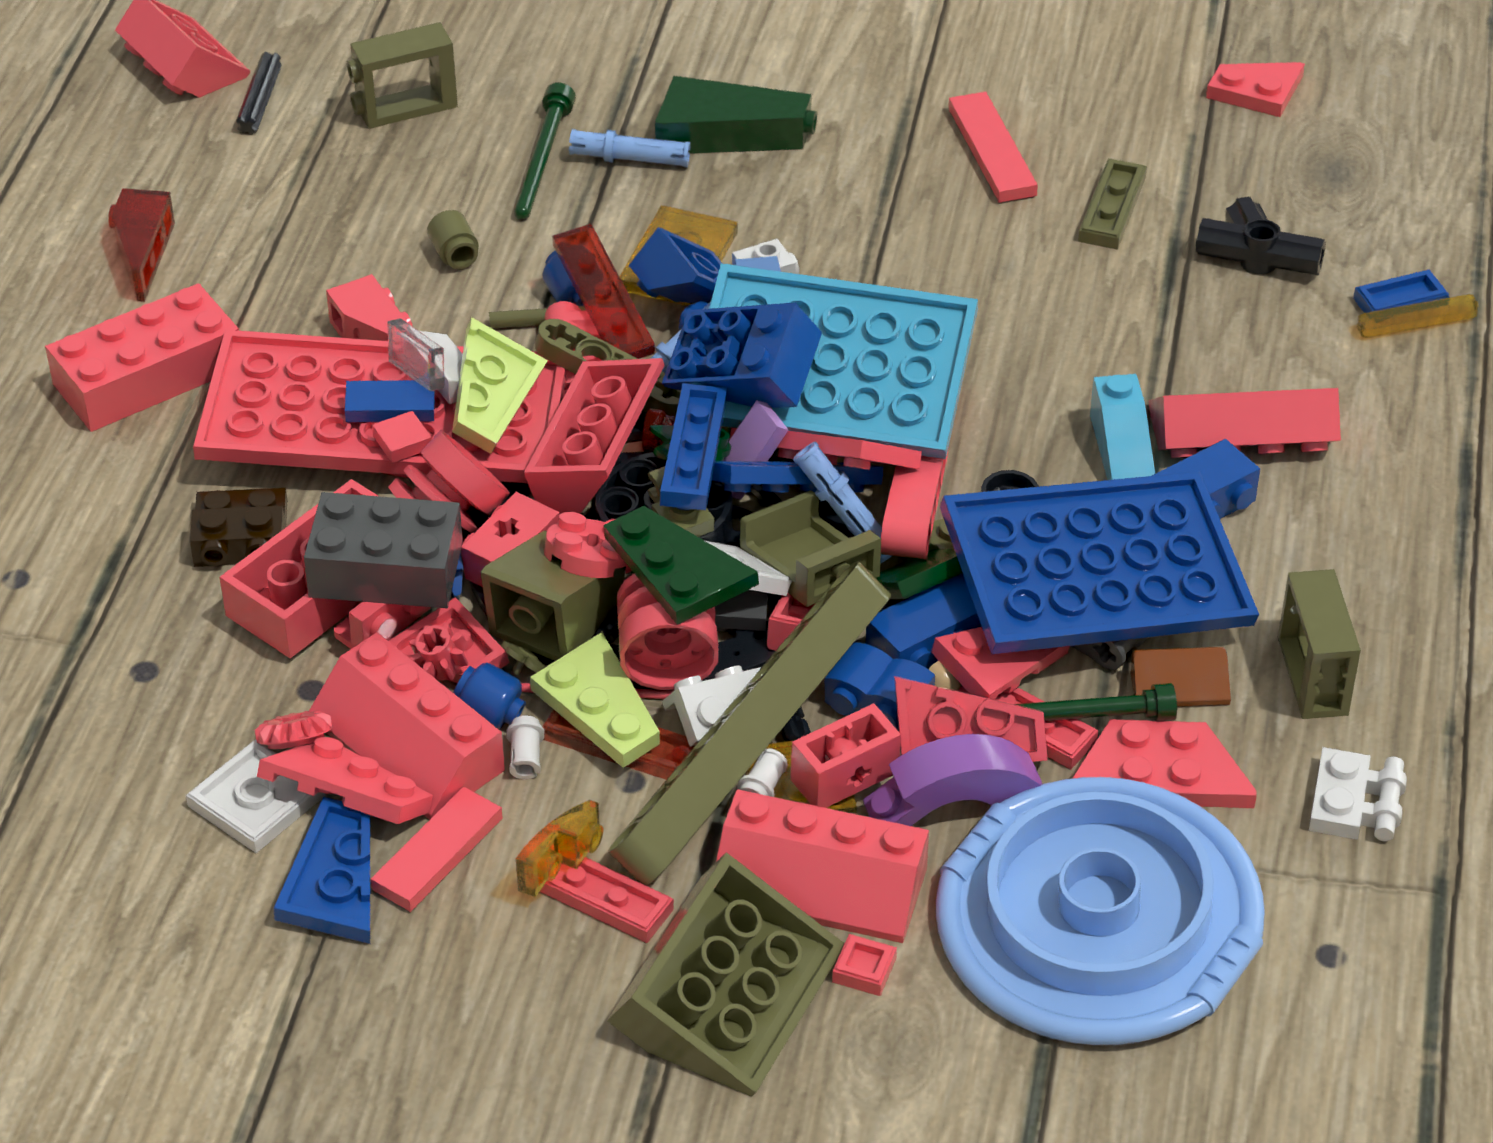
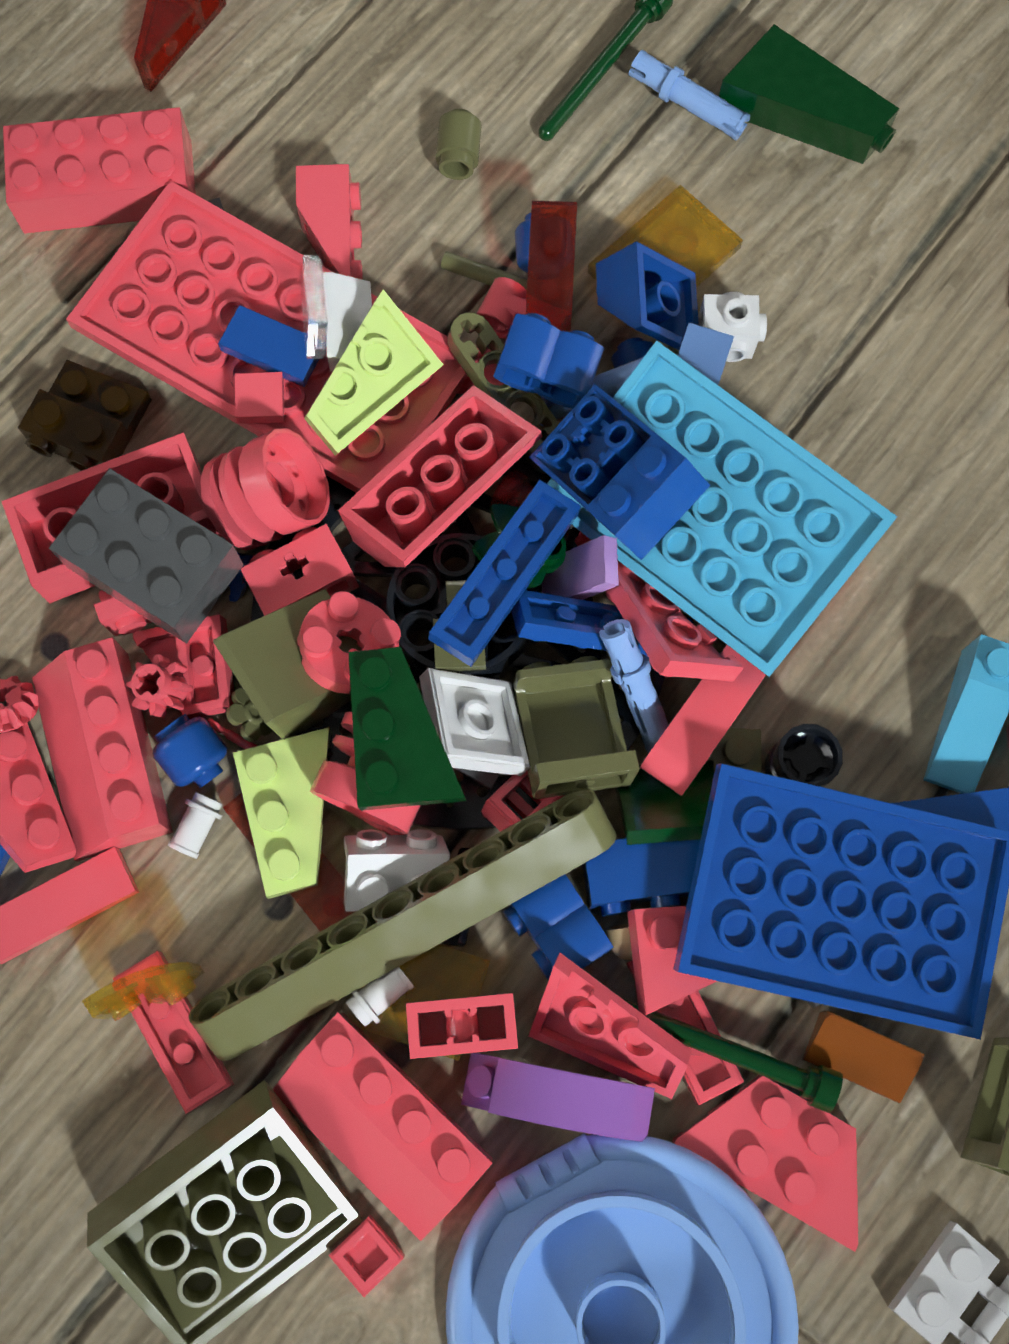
camera: 25 degrees right, 30 degrees up
(634, 326) = (548, 360): none -> blue brick

